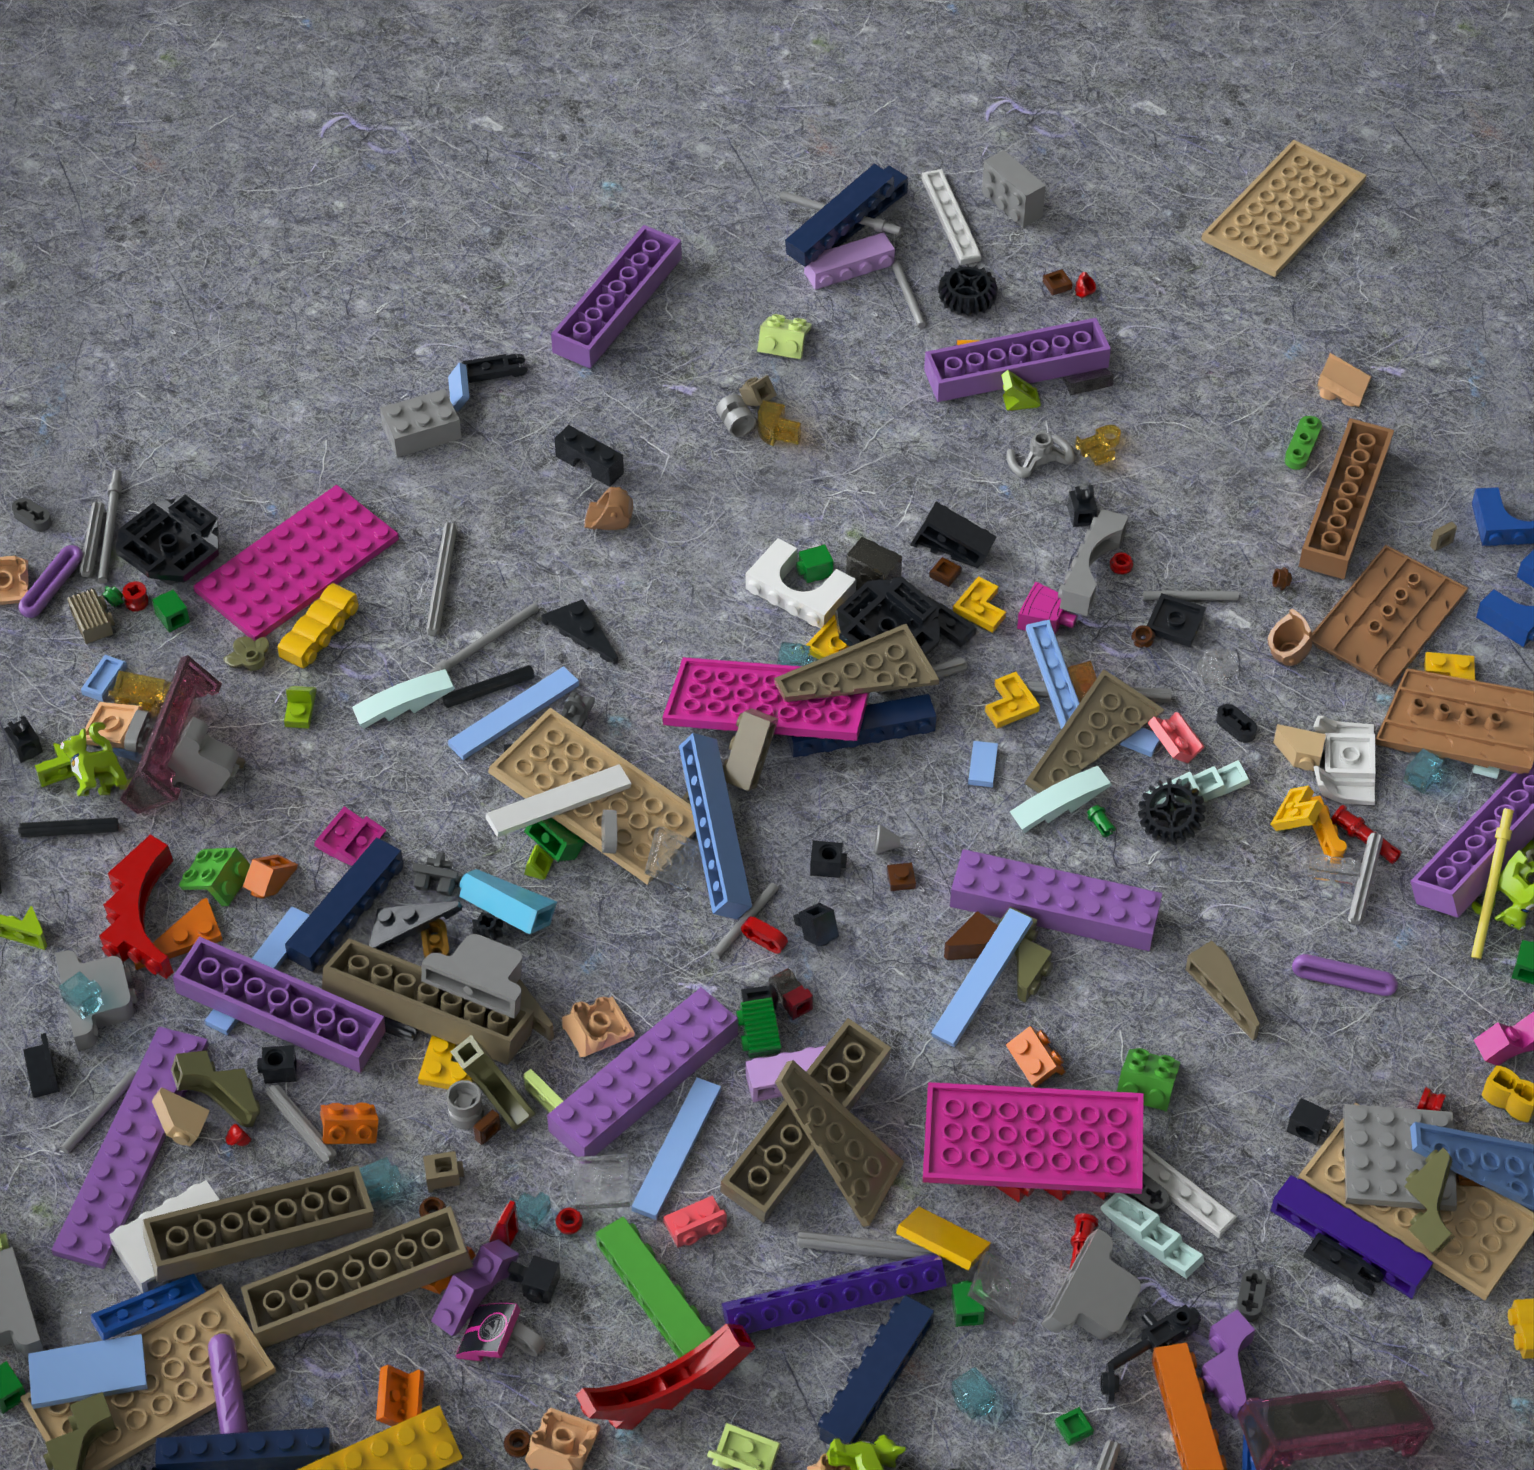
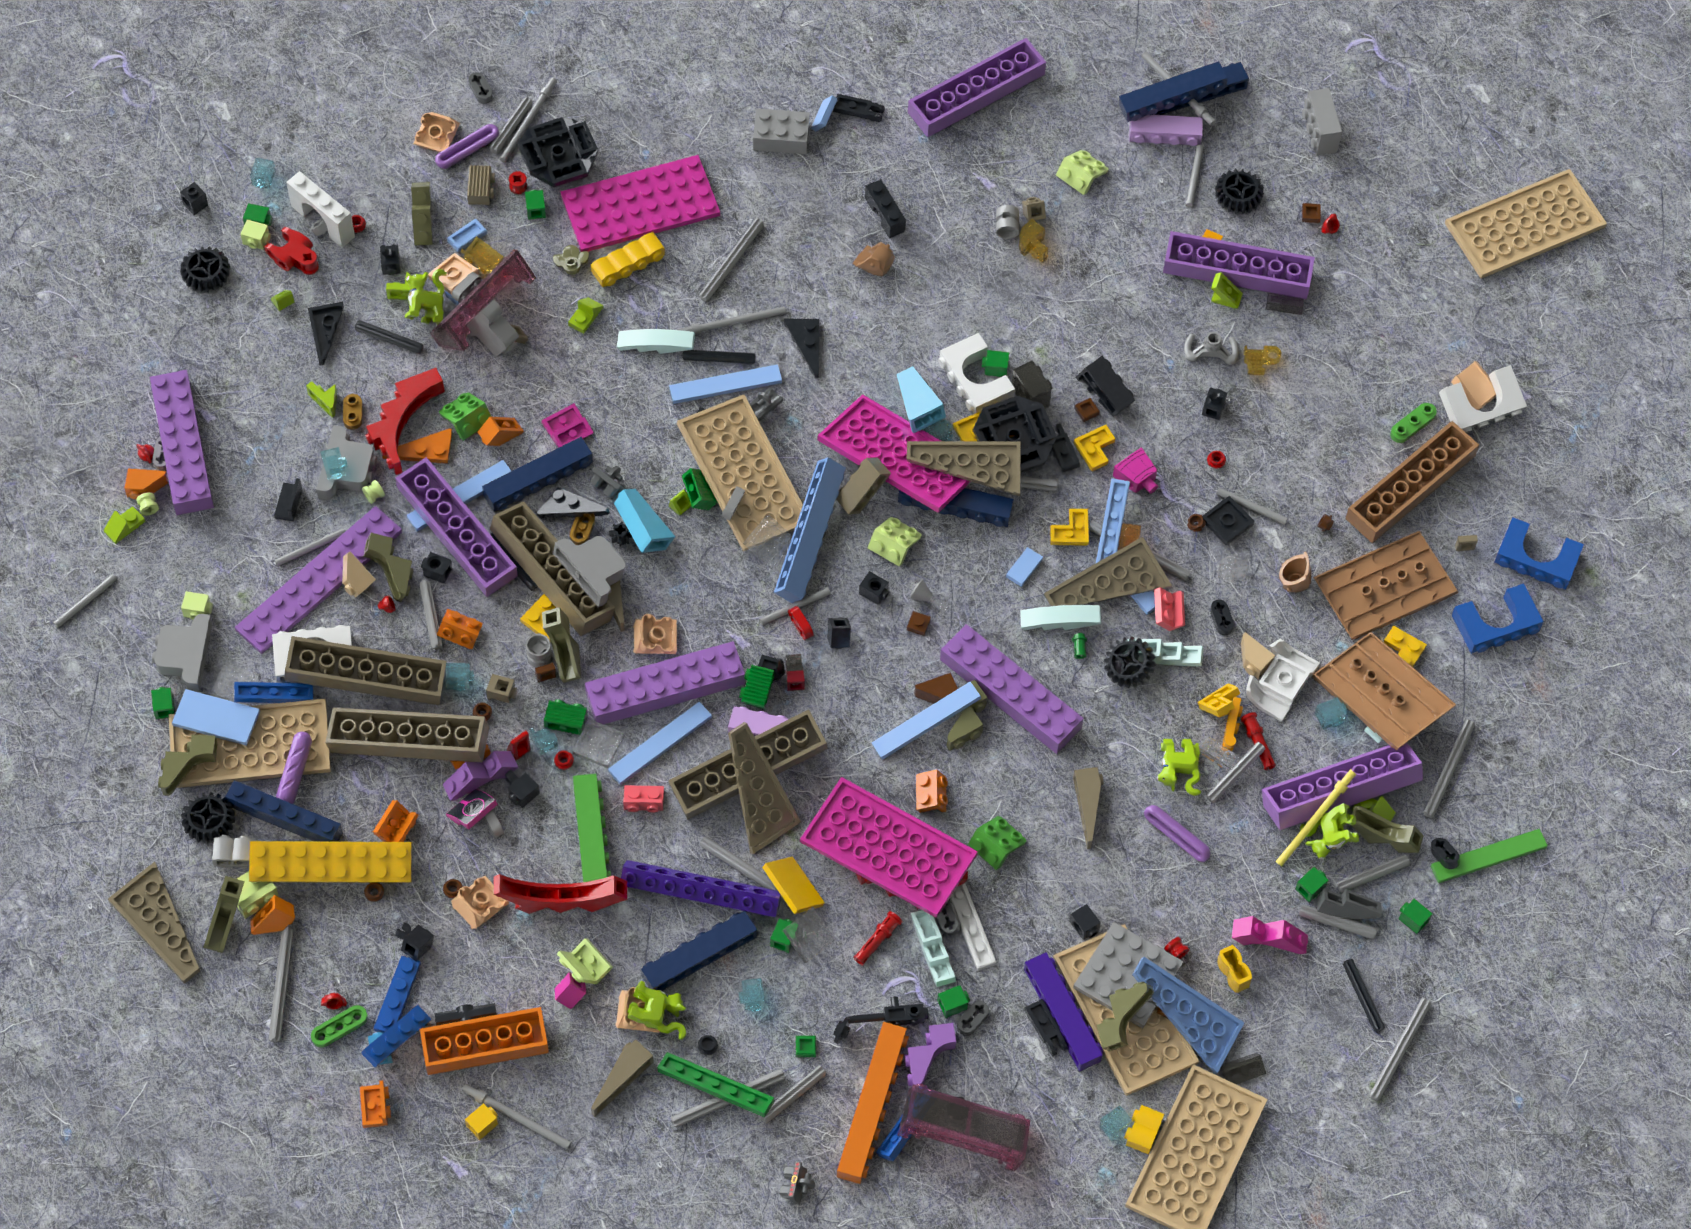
camera: 25 degrees right, 10 degrees up
(36, 673) = (421, 213): none -> olive arch
(67, 929) = (352, 410): none -> pearl gold plate
(113, 596) = (502, 176): green plate -> none
(147, 1010) = (373, 491): none -> yellowish green wheel
(541, 1091) = (592, 662): yellowish green tile -> none
(543, 1168) = (565, 717): none -> green brick
(558, 800) = (711, 465): white tile -> none
(755, 634) = (919, 400): none -> slope
(816, 798) = (893, 540): none -> yellowish green bracket
(951, 217) = (1266, 123): white tile -> none
(1080, 587) = (1216, 433): light grey arch -> none
(1095, 1292) = (868, 967): light grey brick -> none
(1217, 1286) = (953, 1001): none -> green brick
(1294, 897) = (1180, 762): none -> lime animal
(1383, 371) = (1508, 401): none -> white arch
(1497, 1336) = (1115, 1122): none -> clear light blue panel

